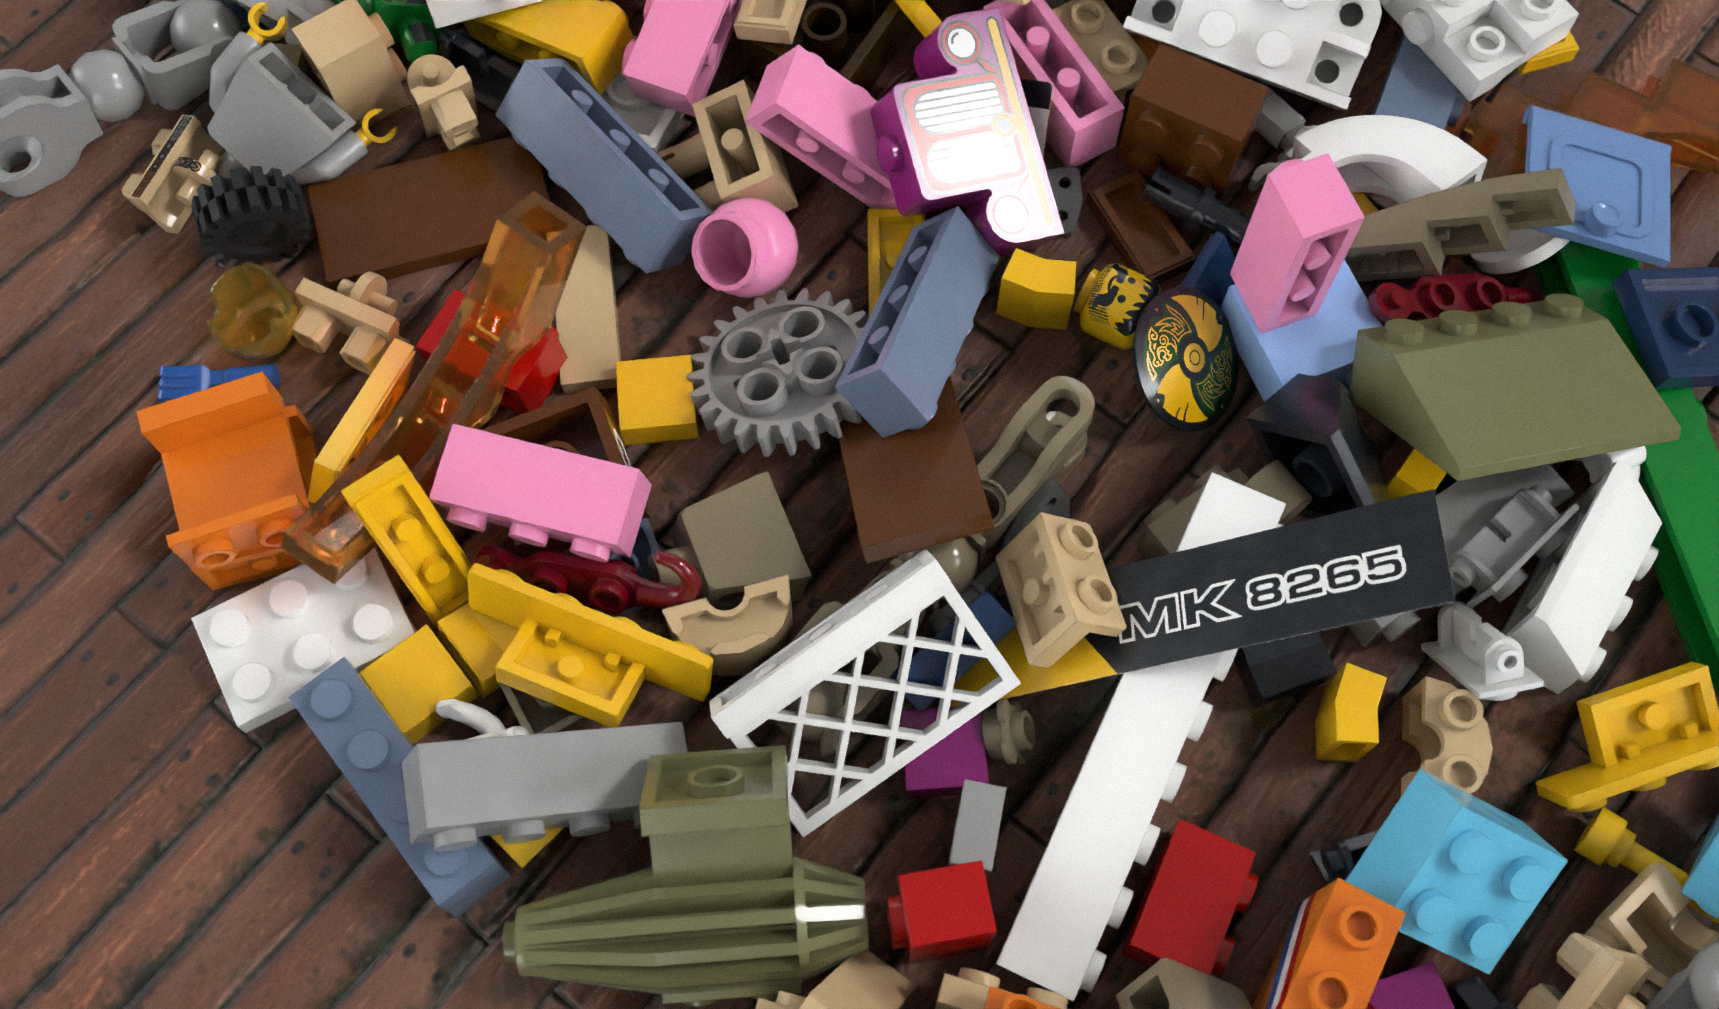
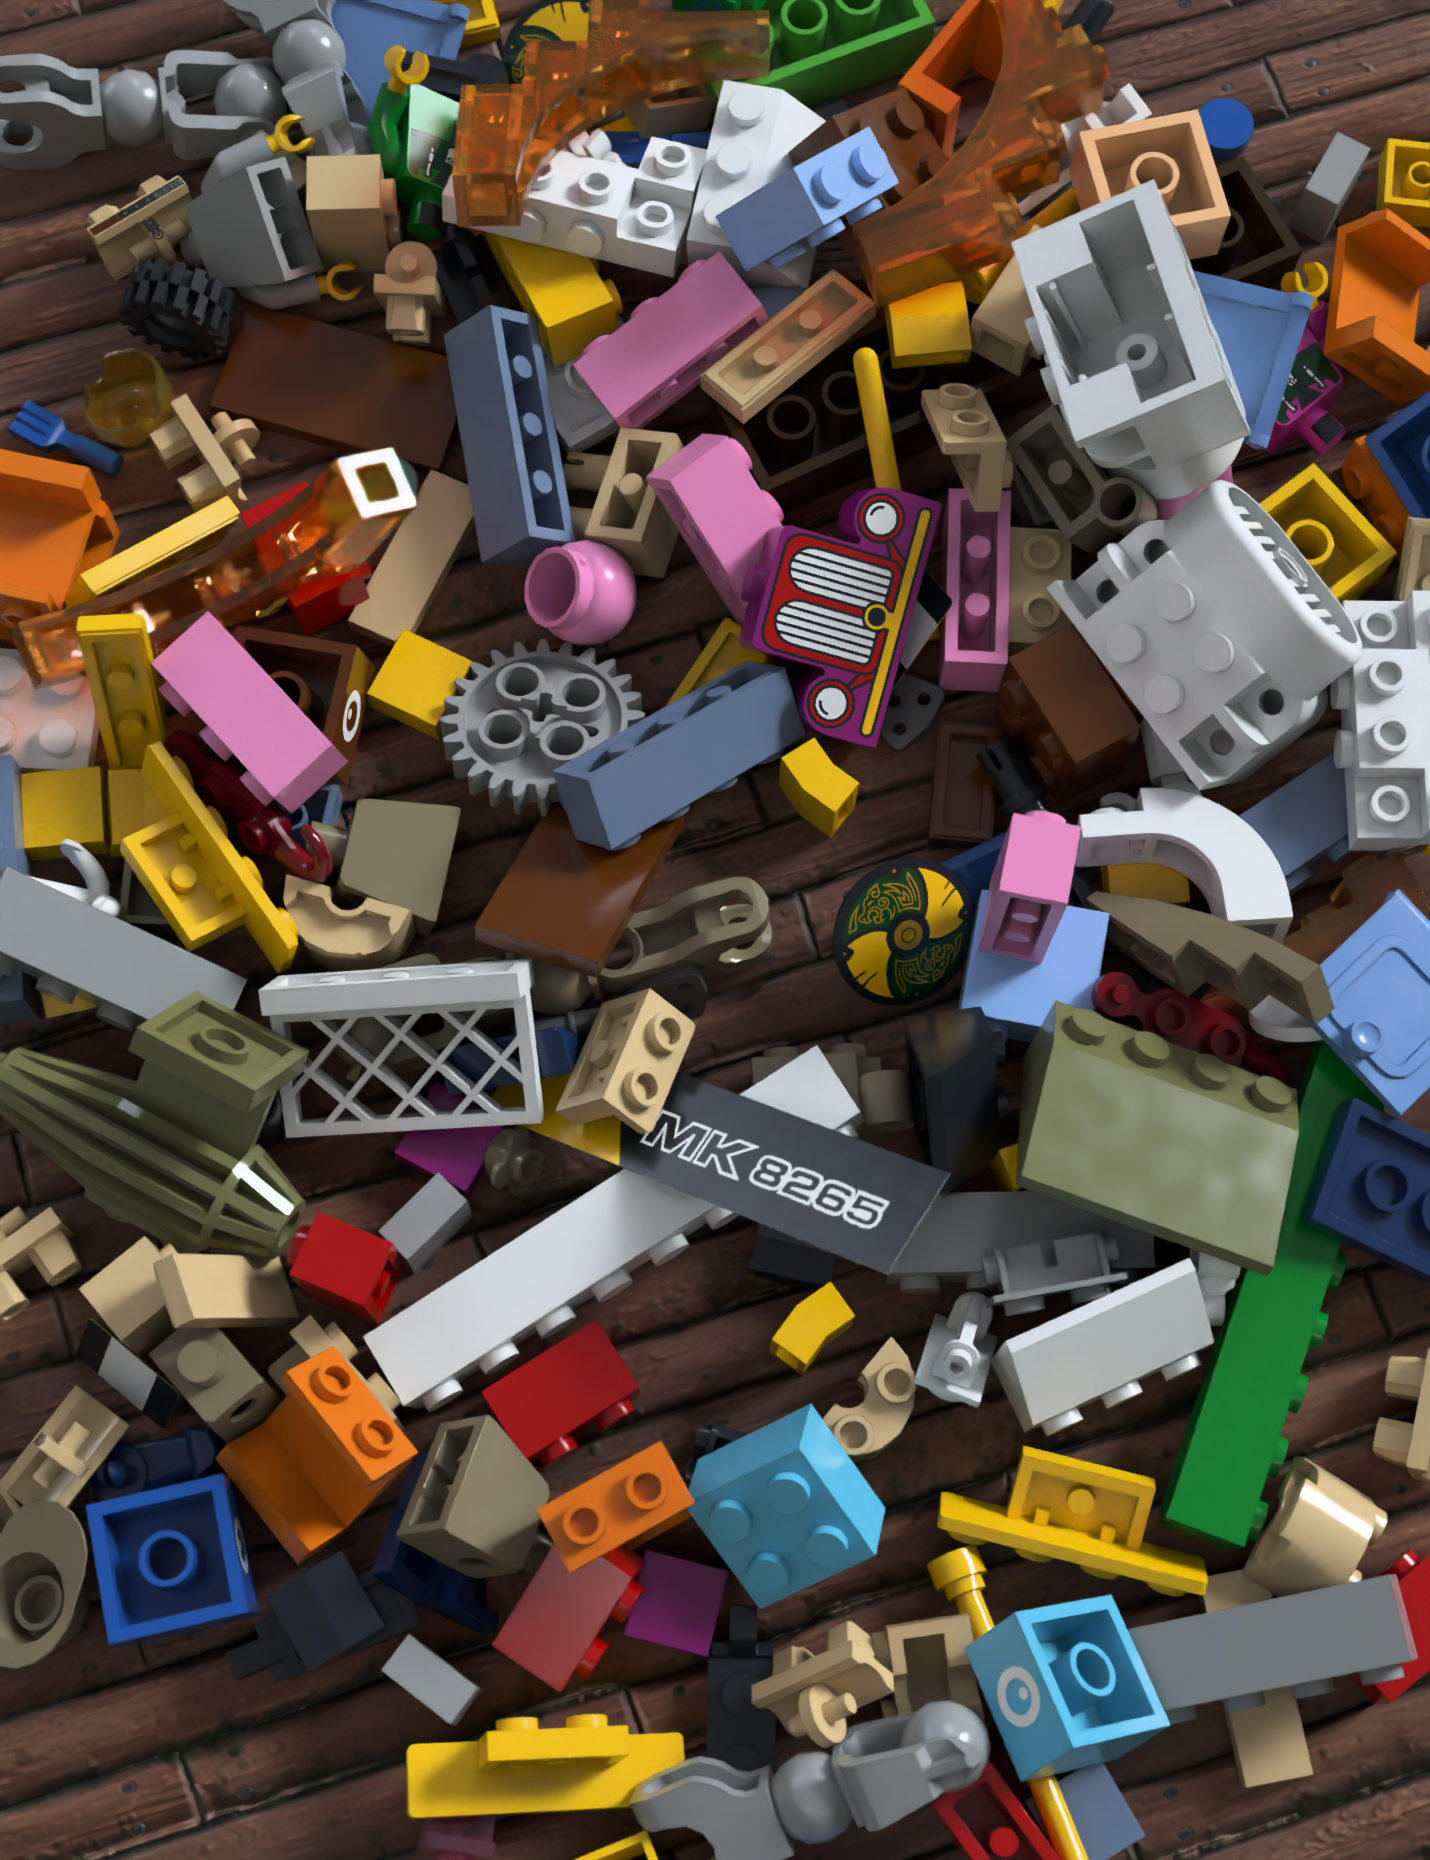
camera: 30 degrees right, 5 degrees up
(1114, 303) = (882, 834): yellow head -> none

